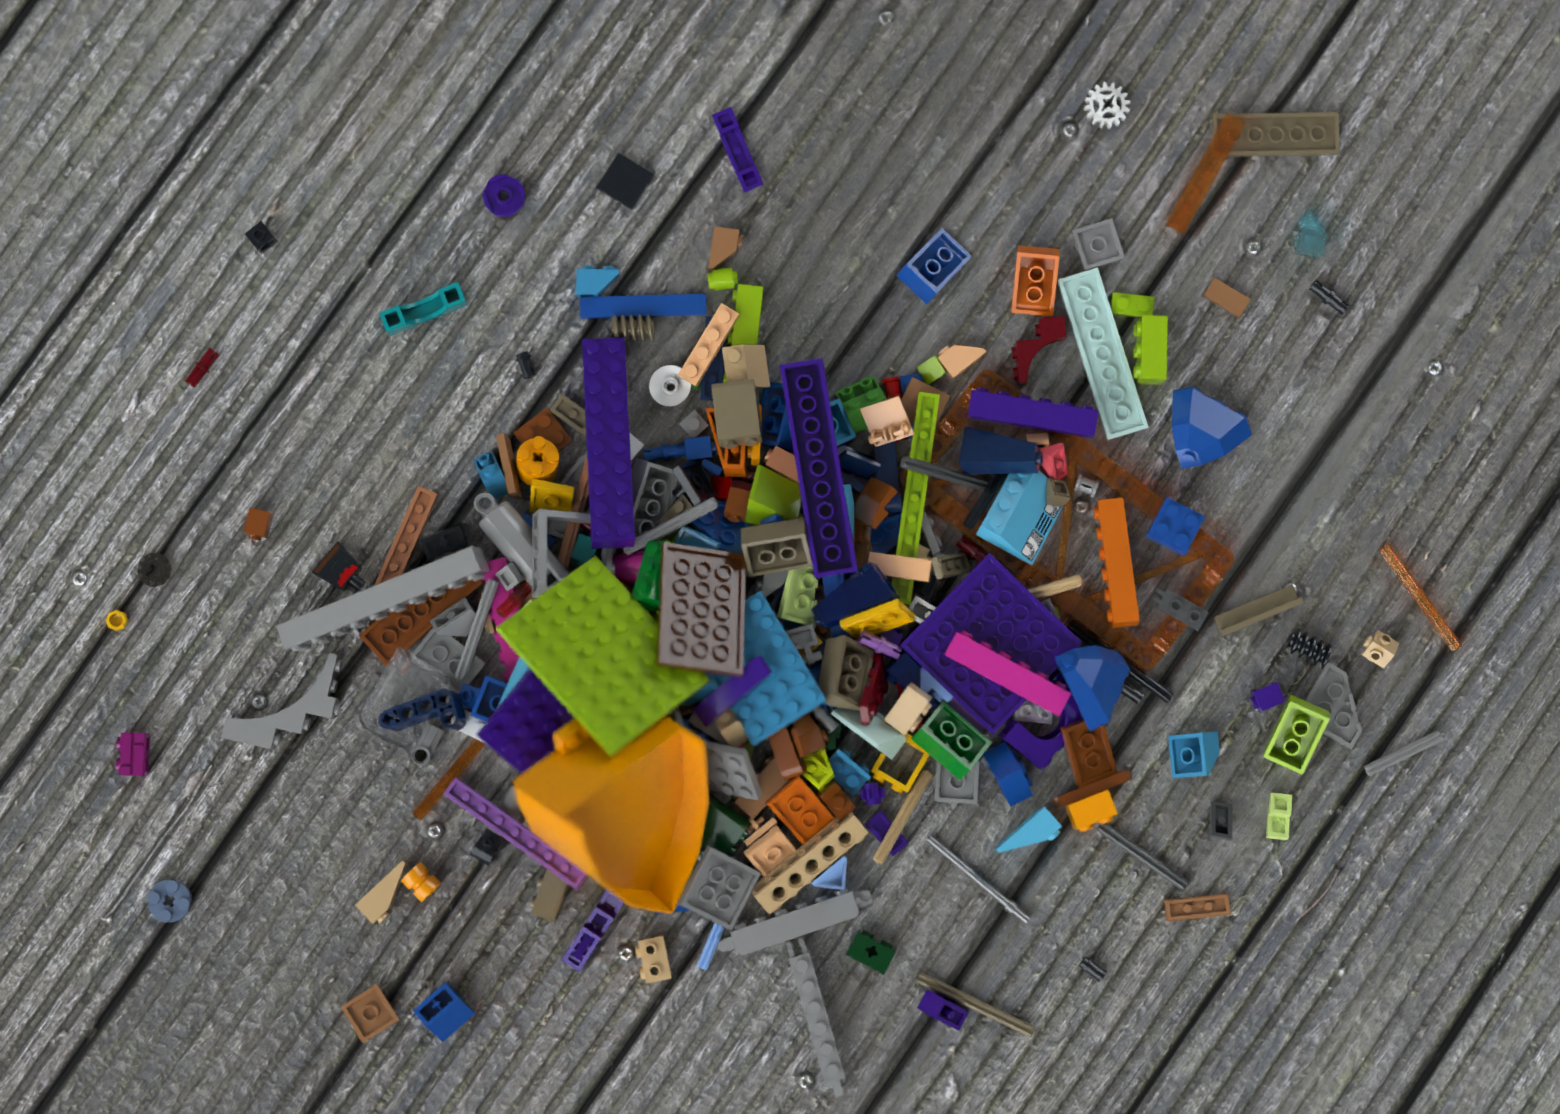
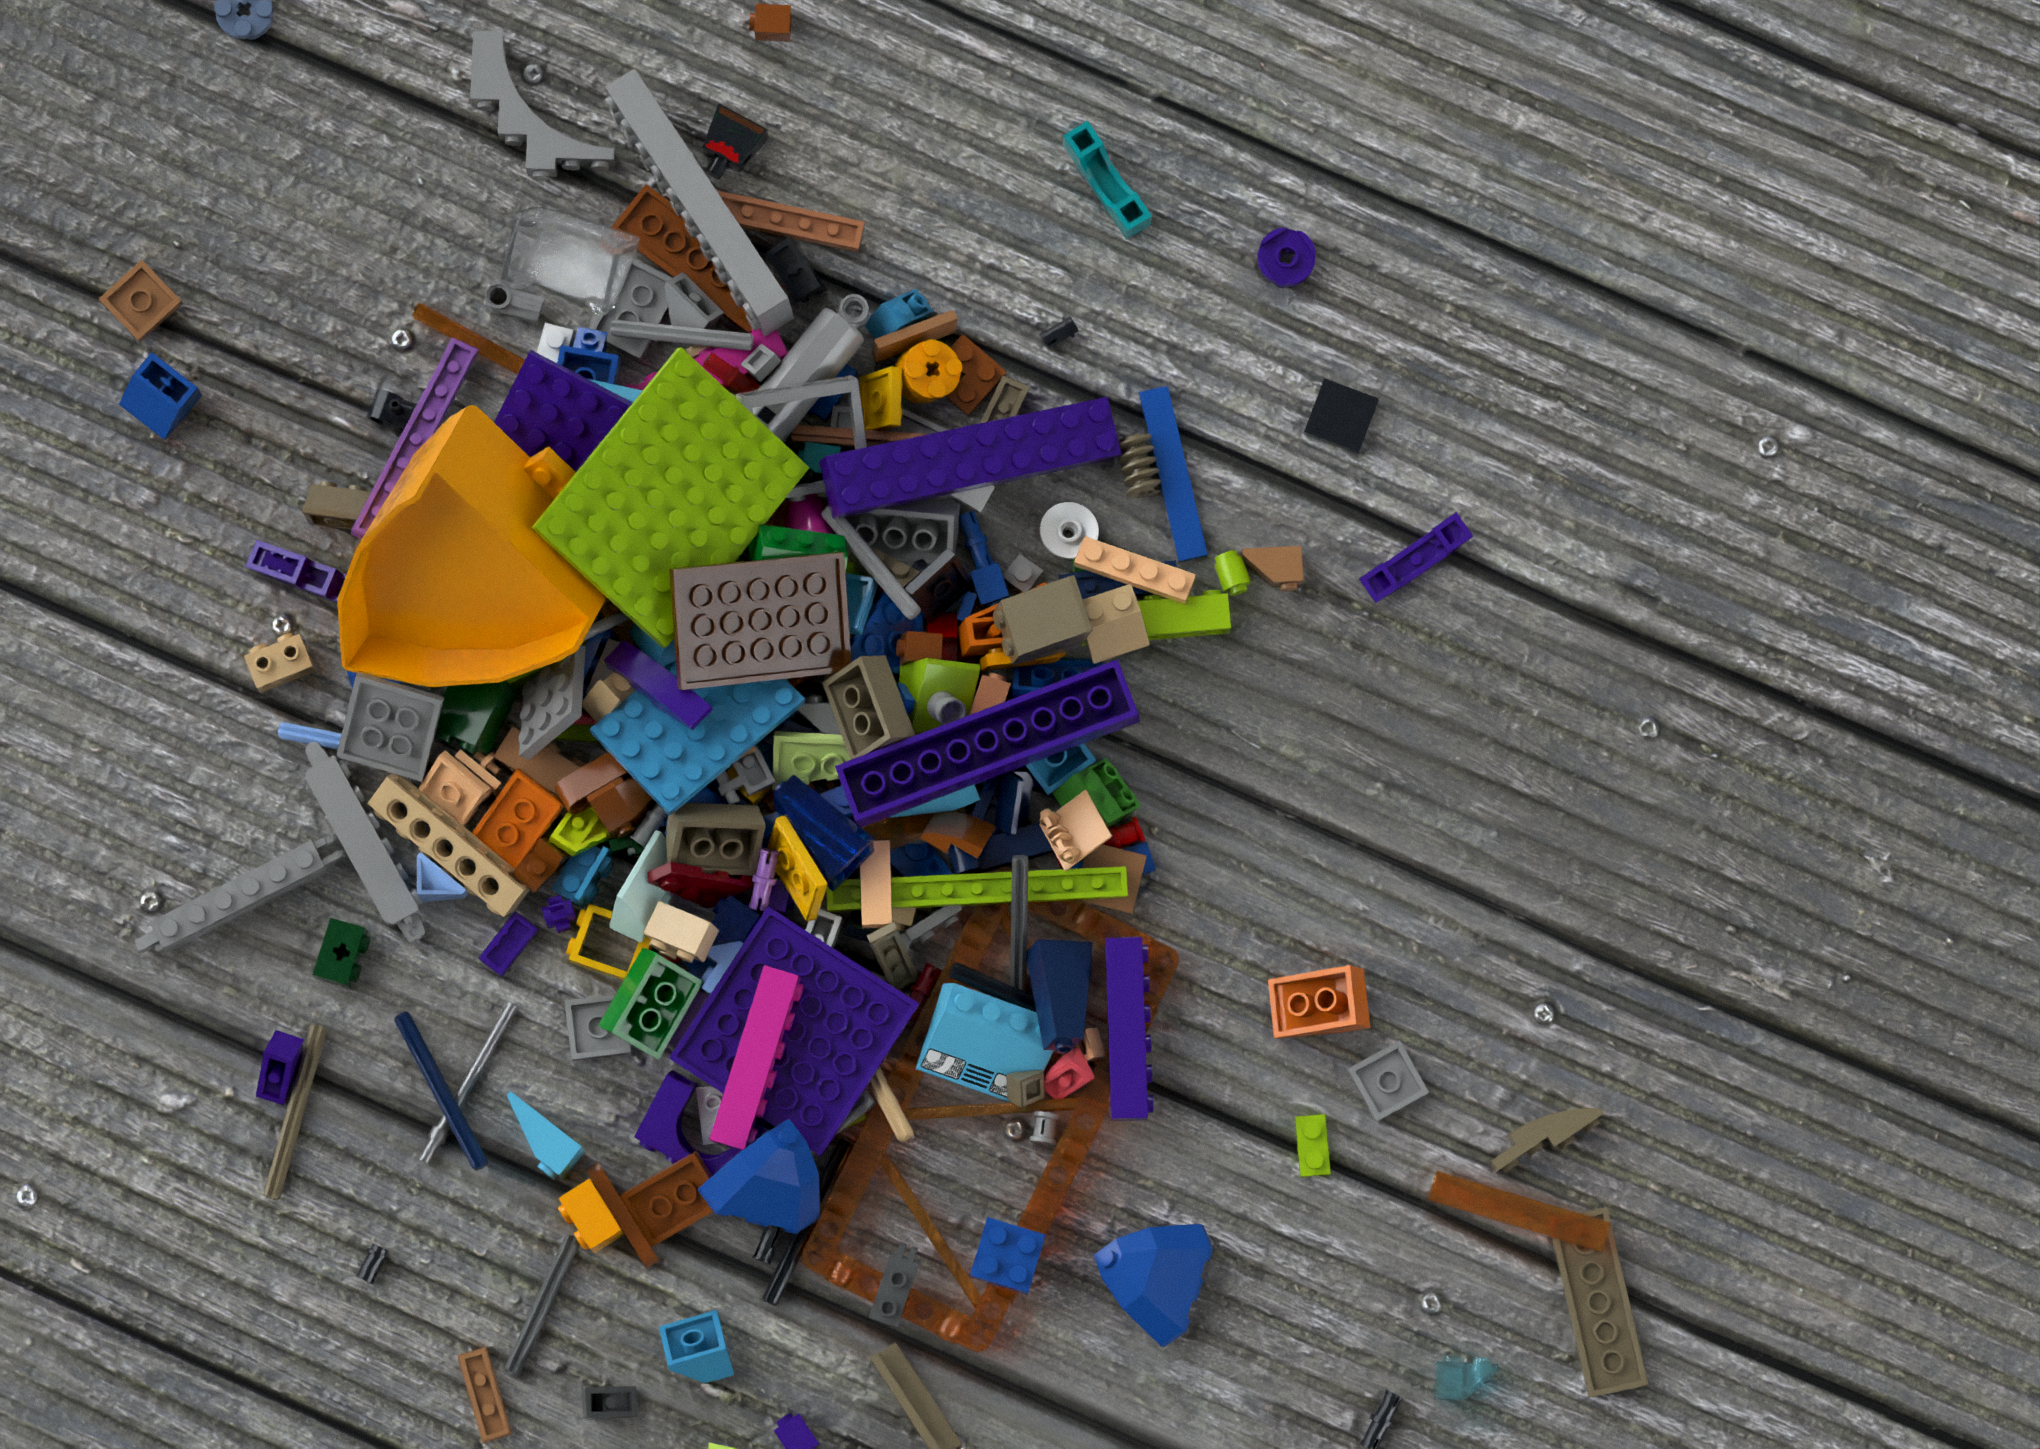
camera: 75 degrees right, 5 degrees down
(381, 897) = (298, 284): tan slope -> none
(421, 714) = (554, 283): dark blue beam -> none
(421, 881) = (328, 331): light orange wheel -> none
(595, 282) = (1191, 401): dark azure slope -> none
(786, 493) = (945, 707): none -> light grey wheel
(902, 816) = (534, 960): tan axle -> none
(931, 370) = (1163, 883): lime slope -> none
(934, 266) = (1310, 858): blue slope -> none
(959, 358) = (1186, 917): light nougat slope -> none
(981, 899) = (441, 1091): none -> dark blue axle
(1009, 773) = (620, 1094): blue brick -> none
(1049, 331) = (1215, 1007): dark red arch -> none
(1101, 99) = (1600, 1062): white gear -> none
(1102, 354) = (1234, 1116): light aqua plate -> none
(1117, 563) = (942, 1188): orange brick -> none
(1150, 350) = (1251, 1179): lime brick -> none
(1152, 138) = (1554, 1128): none -> dark tan slope
(1226, 297) = (1351, 1276): medium nougat tile -> none

